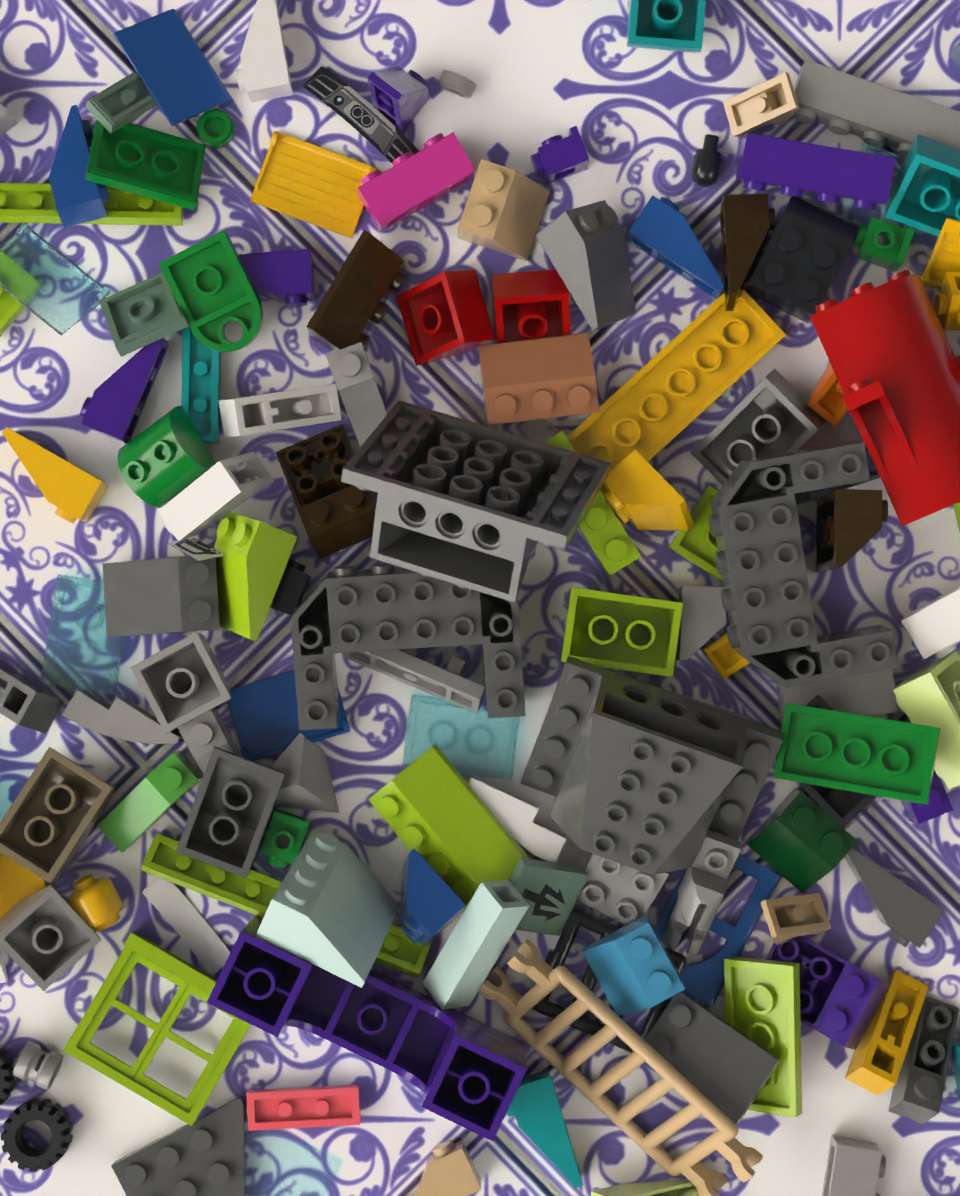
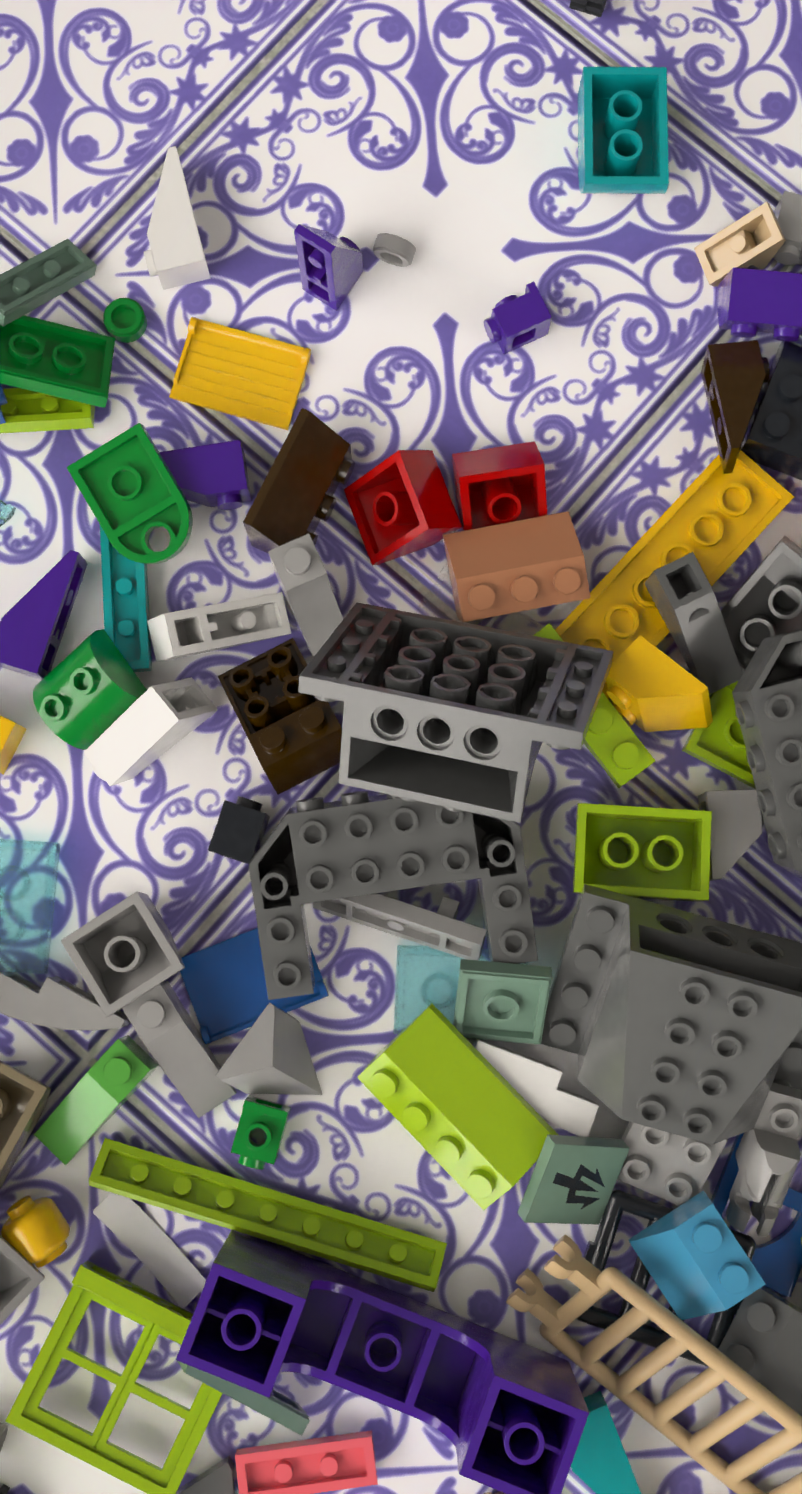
camera: 10 degrees left, 5 degrees down
(142, 314) = (53, 529): sand green tile -> none
(160, 596) = (93, 852): dark grey slope -> none
(172, 67) = (71, 253): blue piece -> none
(196, 549) = (131, 794): sticker -> none
(231, 812) = (192, 1107): dark grey slope -> none
(249, 571) = (194, 814): lime slope -> none
(258, 1041) = (277, 1407): none -> sand green tile
(330, 910) = (322, 1224): light aqua slope -> none
(359, 114) = (295, 297): sticker -> none
(415, 180) = (356, 357): dark pink brick -> none
(426, 901) = (436, 1197): blue slope -> none
(475, 944) = (502, 1246): light aqua brick -> none
(493, 747) = (502, 1001): none -> sand green tile
(503, 210) = (457, 383): tan slope -> none
(592, 262) = (565, 427): dark grey slope -> none
(670, 240) = (653, 404): blue slope -> none
(686, 442) = (695, 621): none -> dark grey slope
(707, 162) = (683, 315): black cylinder -> none
(724, 658) = (761, 871): yellow slope -> none

